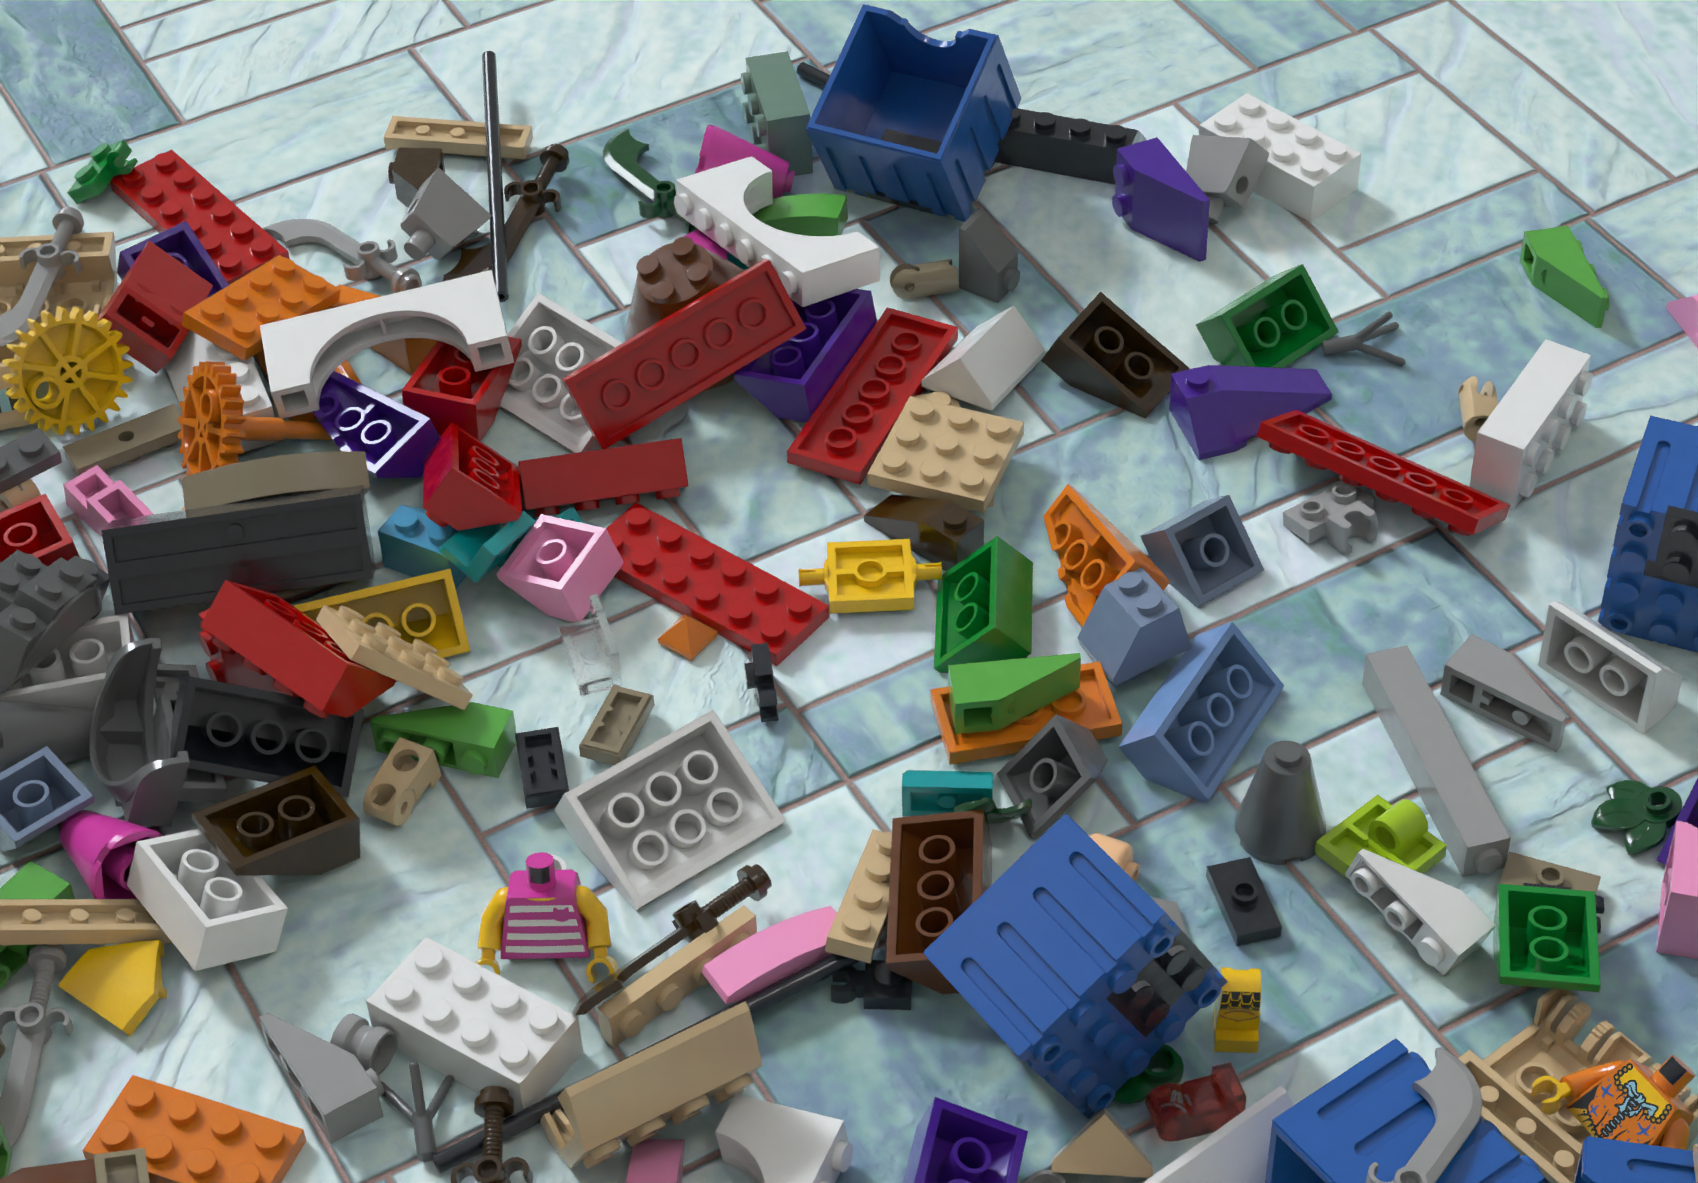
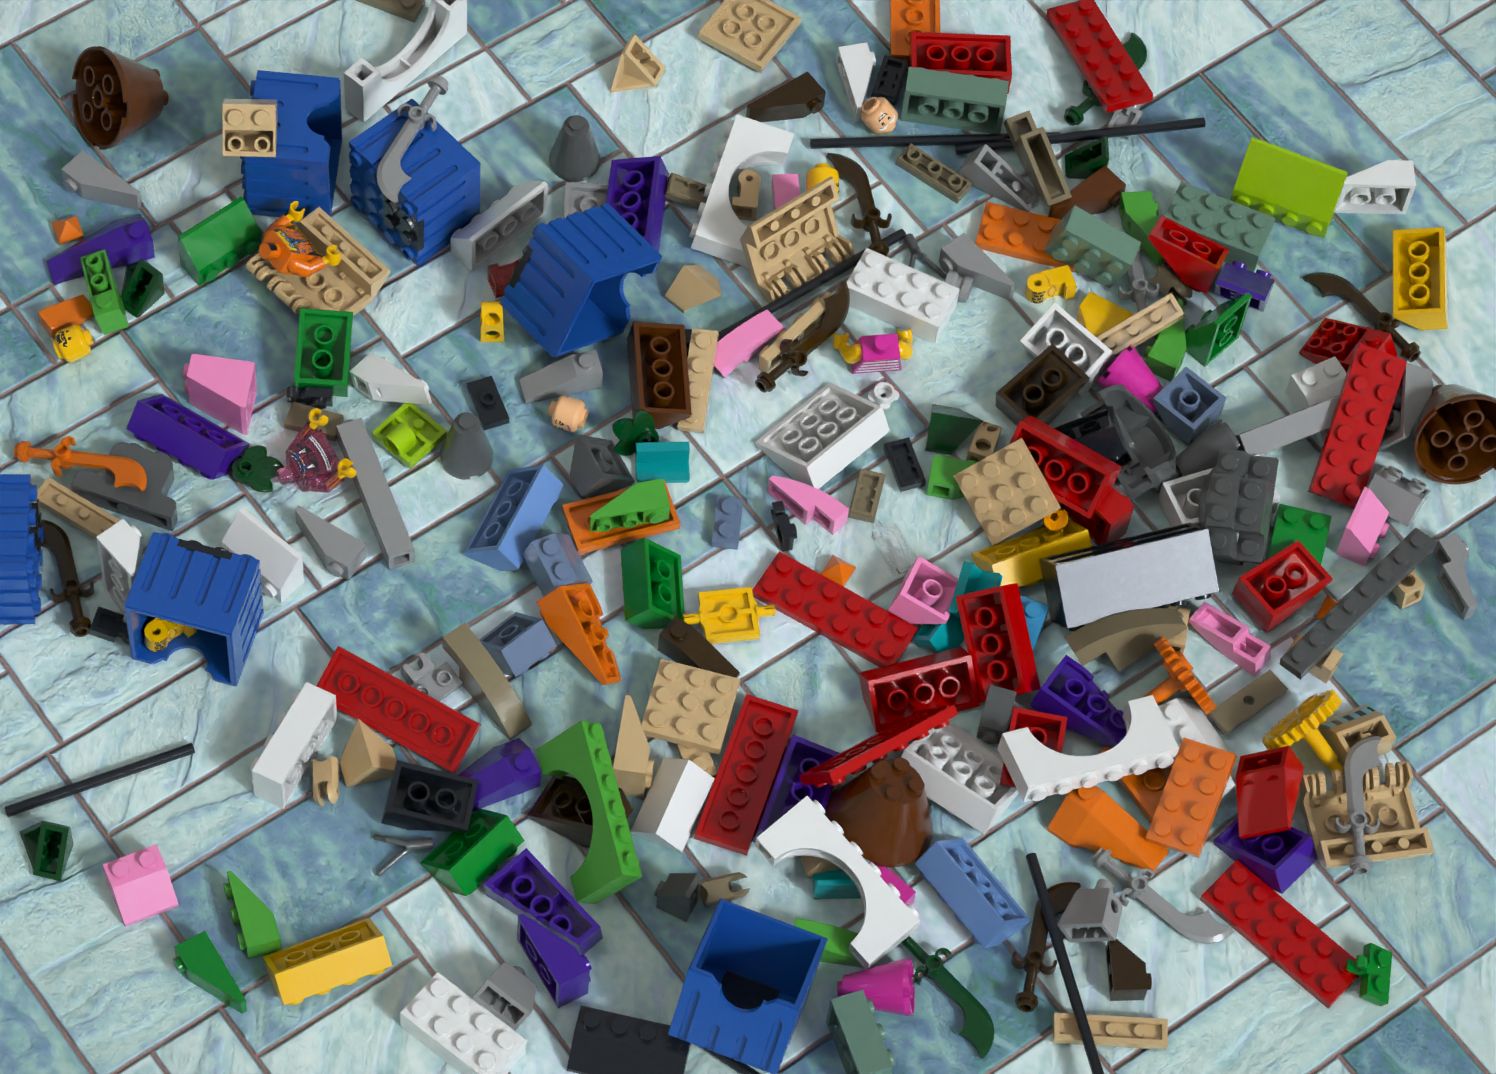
camera: 165 degrees right, 15 degrees up
(94, 1052) = (1092, 247): none -> sand green brick
(192, 1041) = (1050, 284): none -> yellow leg
(448, 823) = (949, 428): none -> dark green slope
(501, 425) = (996, 714): none -> dark grey slope
(585, 258) = (972, 892): none -> medium blue slope
(686, 697) = (808, 503): none -> bright pink slope
(847, 1070) = (693, 287): none -> tan slope
(851, 707) = (727, 522): none -> sand blue plate
(1040, 391) = (631, 761): none -> tan slope
(1084, 280) = (611, 855): none -> bright green arch
(1169, 260) = (531, 890): none -> dark purple wedge
(1262, 491) = (486, 681): none -> dark tan slope
(1333, 367) = (429, 799): none -> black slope
(1415, 426) = (366, 757): none -> tan slope
(1457, 230) = (327, 961): none -> yellow slope
(1539, 801) = (313, 460): none -> clear pink torso
(1615, 227) = (207, 970): none -> green slope

